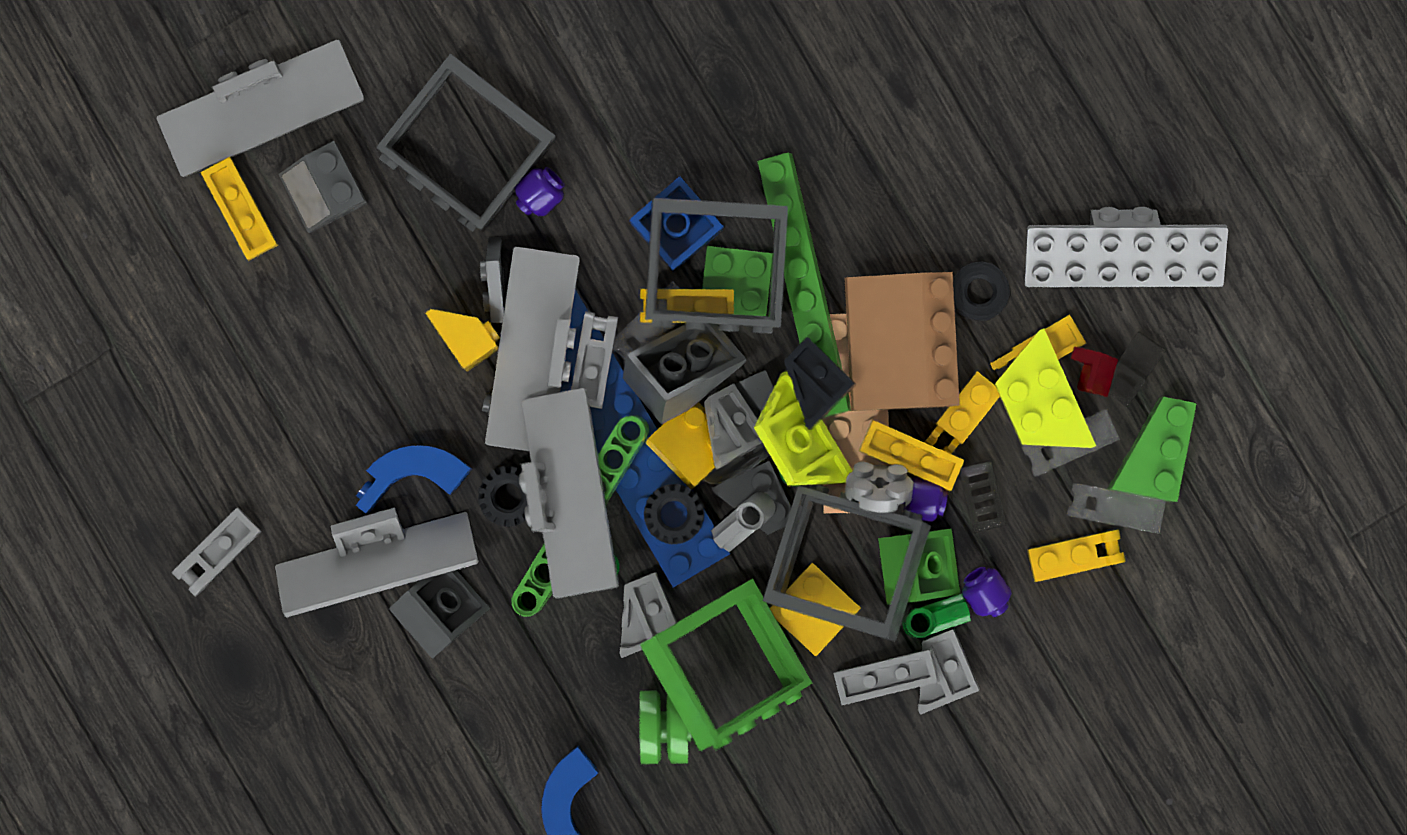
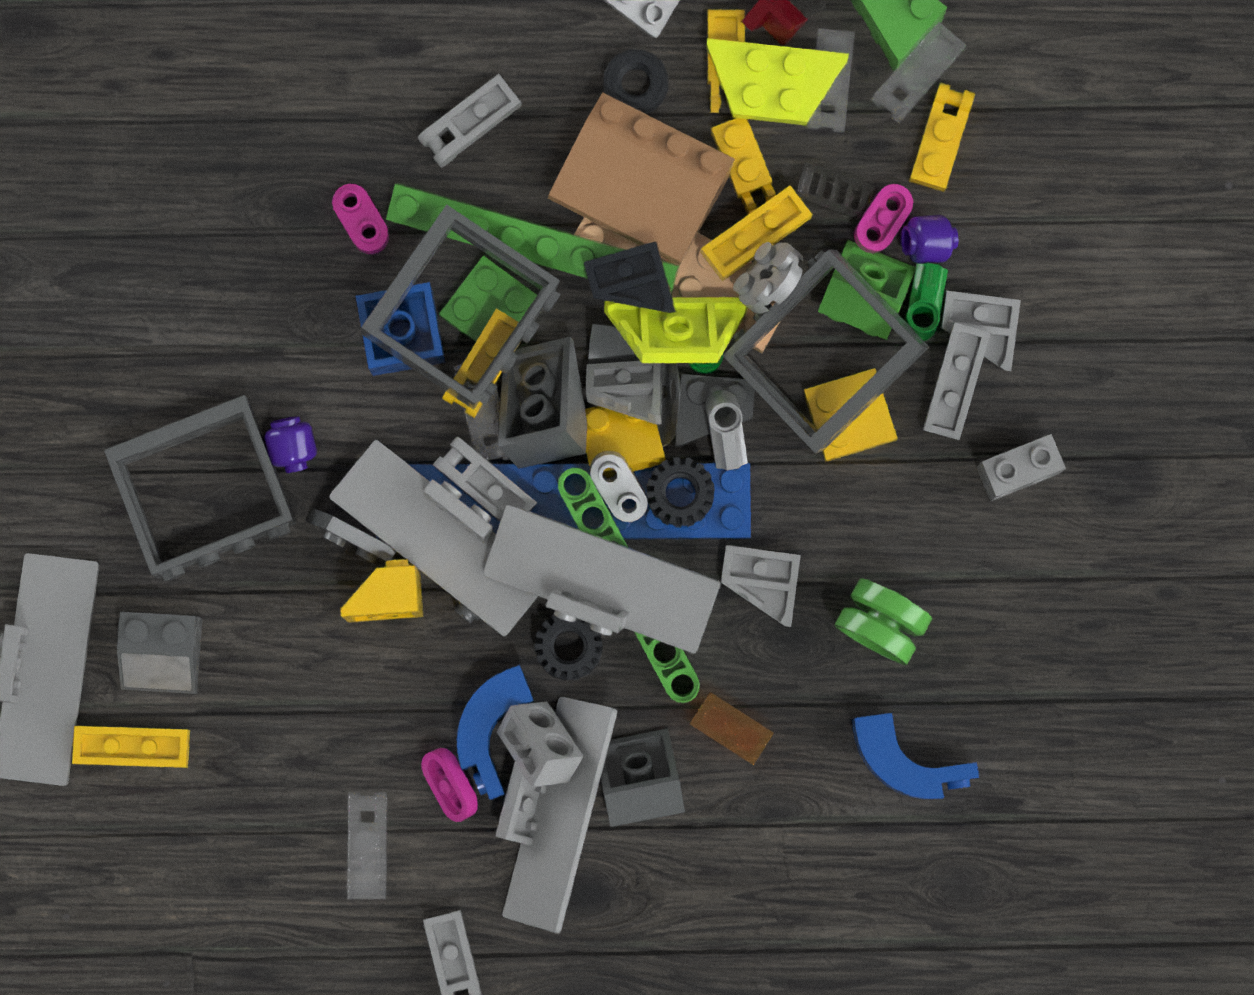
camera: 55 degrees left, 5 degrees down
(267, 432) = (367, 847): none -> clear plate
(350, 467) = (449, 784): none -> dark pink plate
(418, 519) = (539, 744): none -> light grey brick
(517, 657) = (731, 728): none -> clear orange plate
(650, 466) = (620, 487): none -> light grey plate
(747, 140) = (359, 218): none -> dark pink plate
(770, 639) = (860, 471): bright green window -> none
(847, 765) = (1020, 467): none -> light grey brick
(874, 180) = (470, 120): none -> light grey plate
(927, 499) = (808, 240): dark purple head -> none
(982, 547) = (882, 219): none -> dark pink plate

